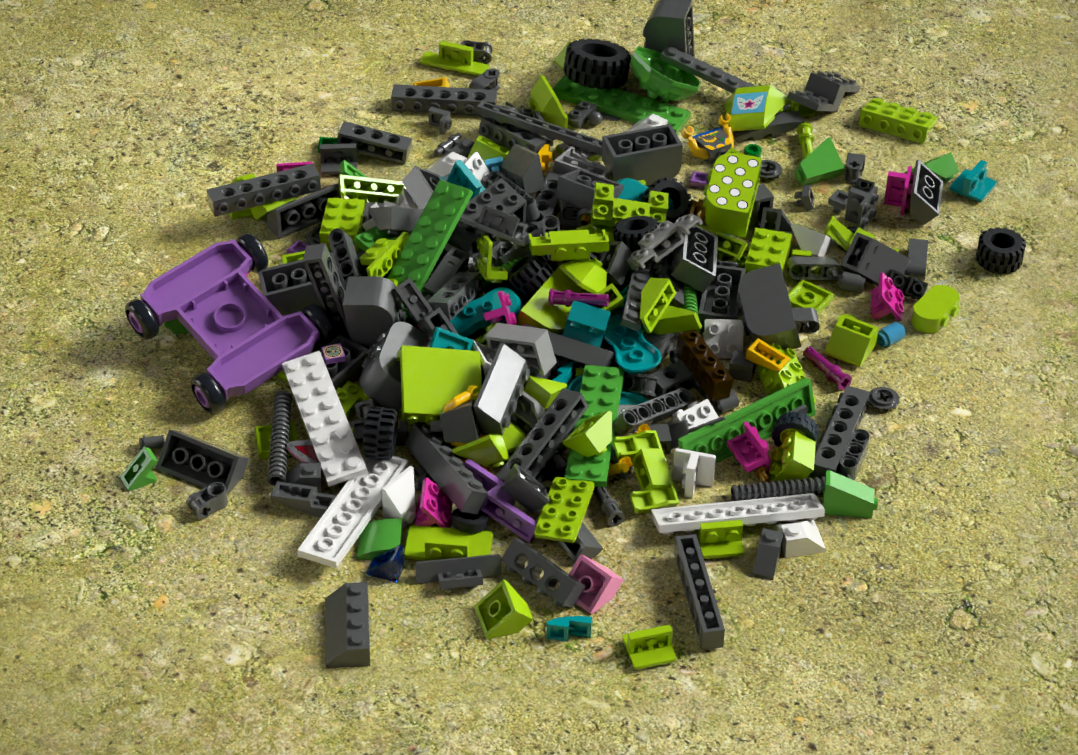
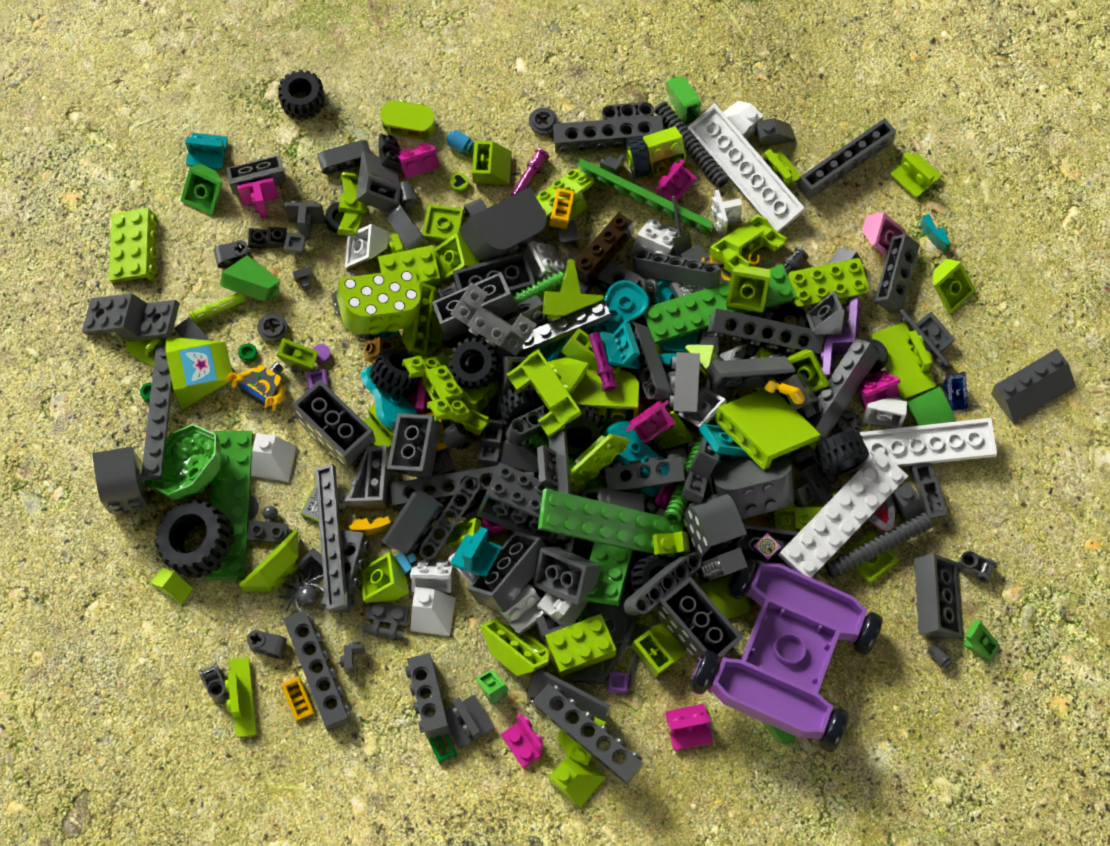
camera: 115 degrees left, 25 degrees up
(383, 255) = (634, 561): lime bracket -> none

